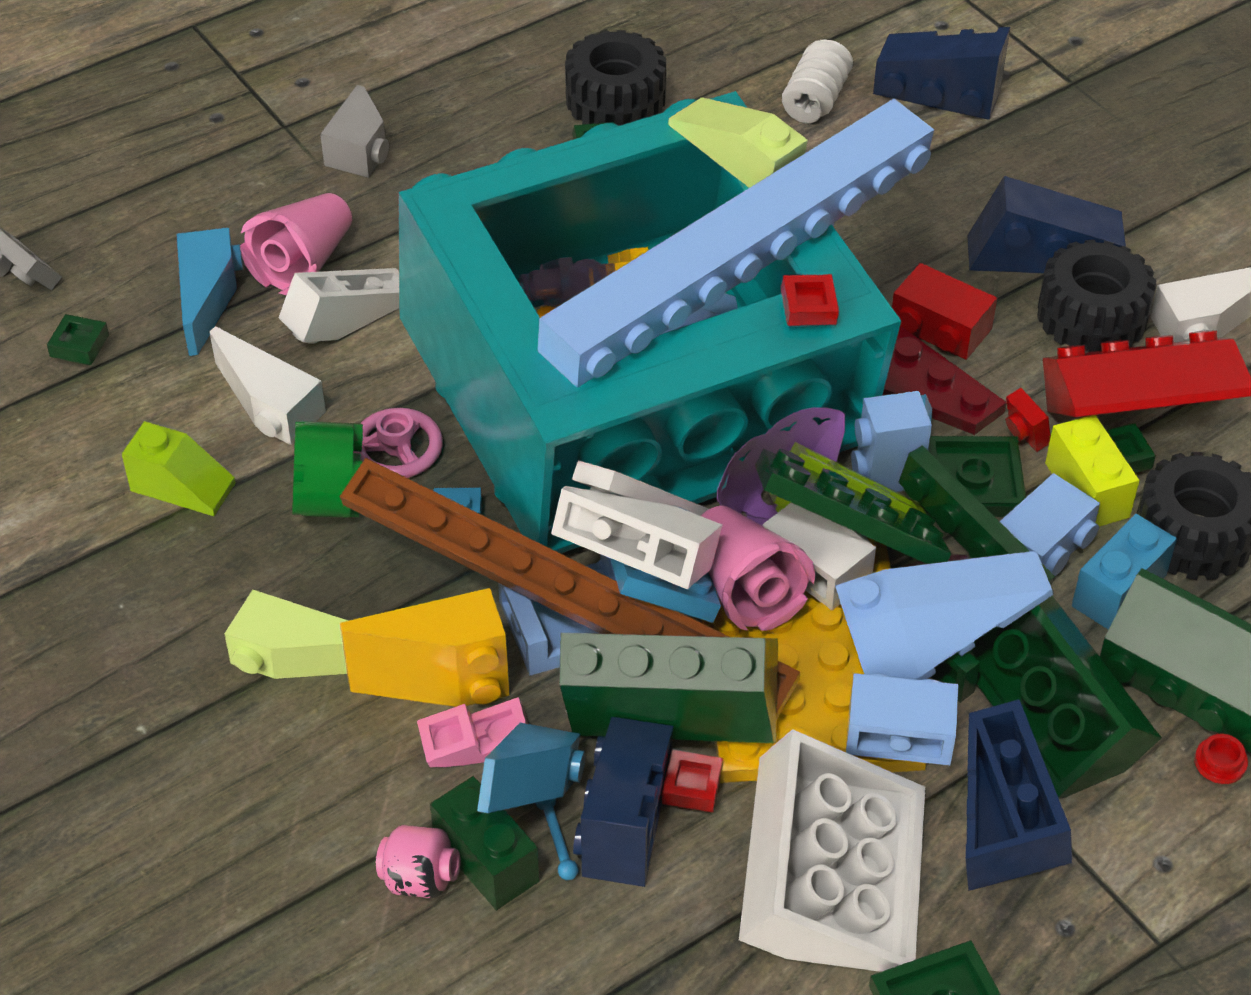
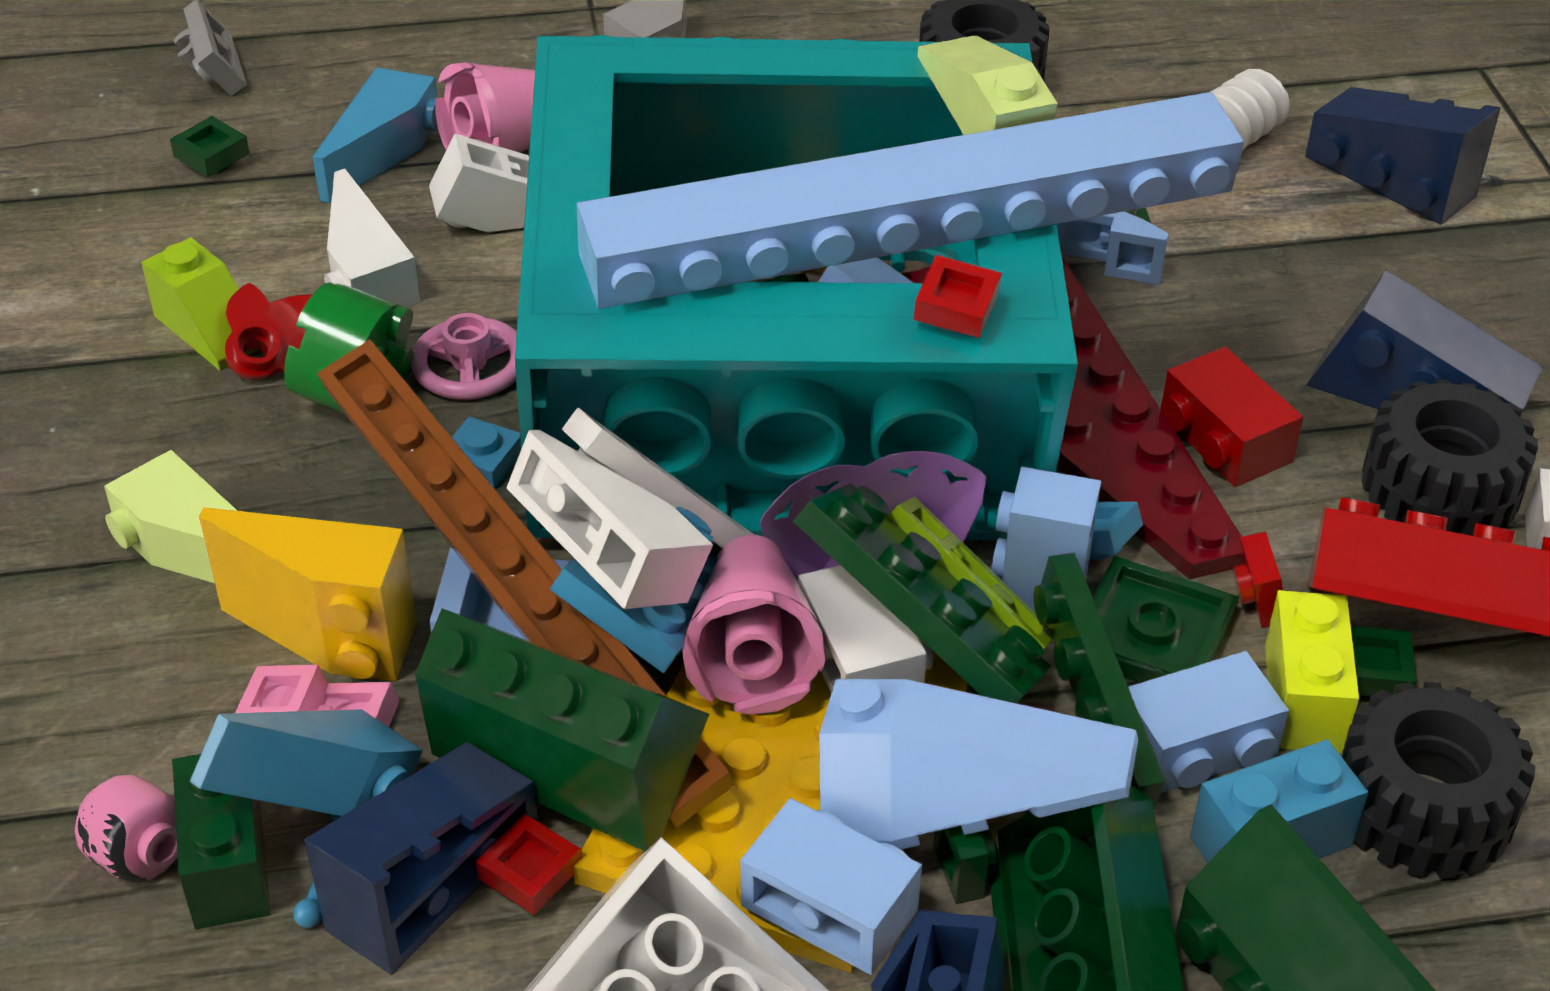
camera: 25 degrees right, 5 degrees down
(247, 471) = (262, 327): none -> red plate

